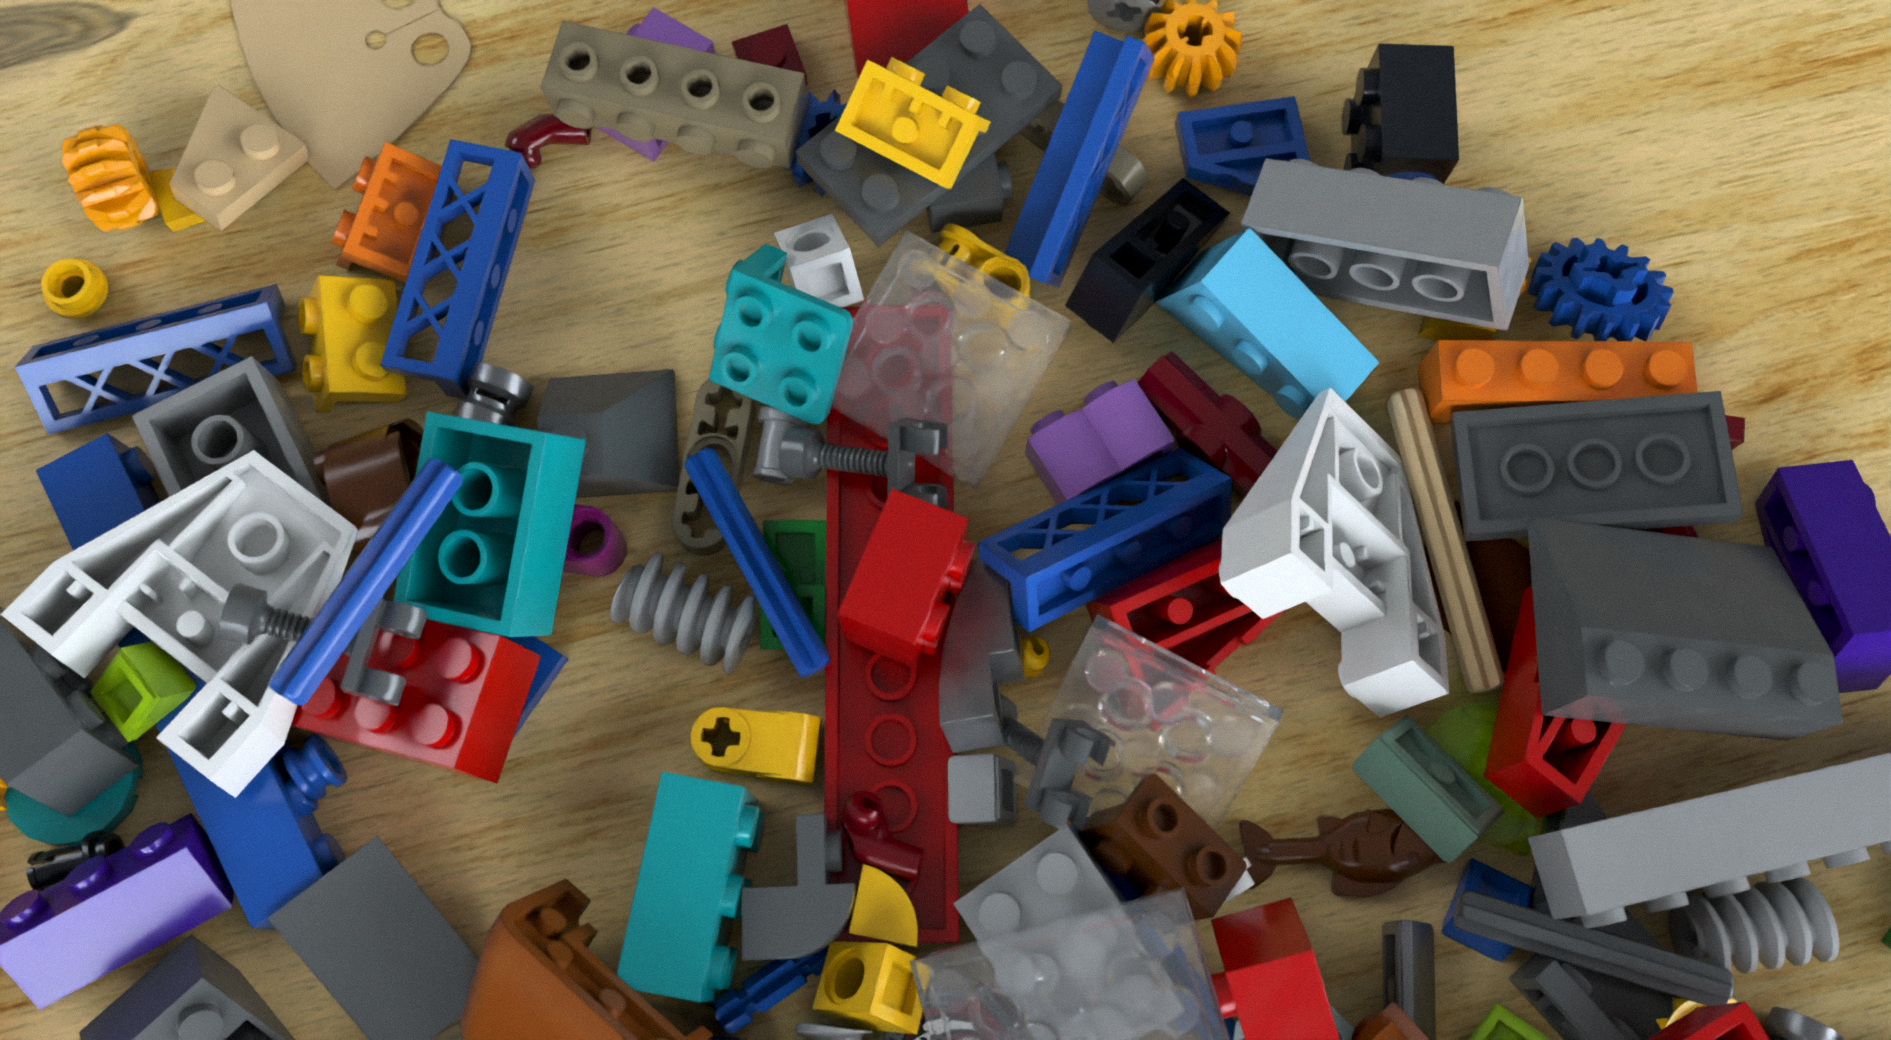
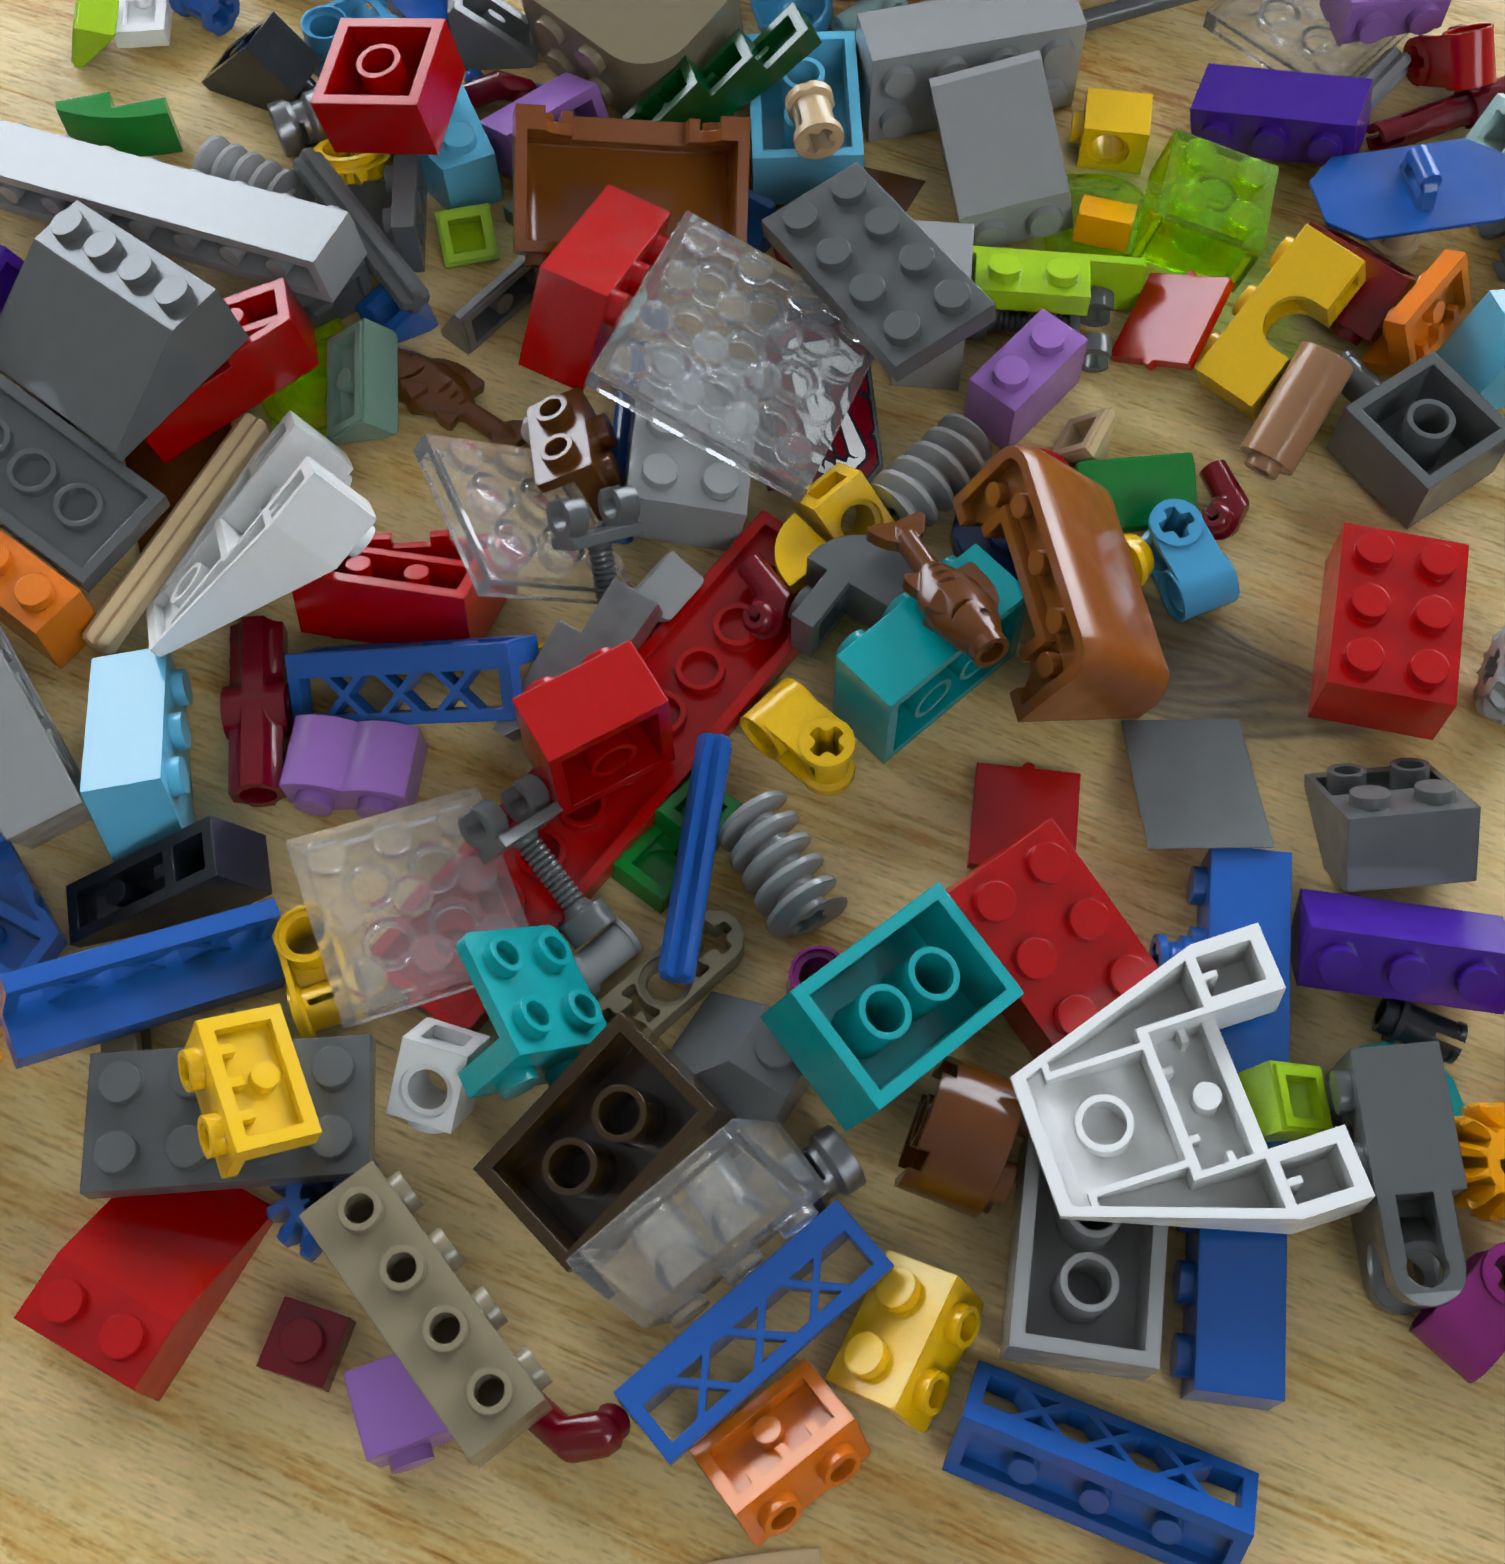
camera: 140 degrees left, 10 degrees down
(249, 614) = (1148, 1029): dark grey bar -> none
(365, 582) = (1025, 980): blue axle -> none
(525, 821) = (1015, 800): none -> red piece
(532, 292) = (702, 1224): none -> clear slope
(646, 297) = (601, 1136): none -> dark brown brick
(670, 910) = (954, 602): none -> reddish brown animal

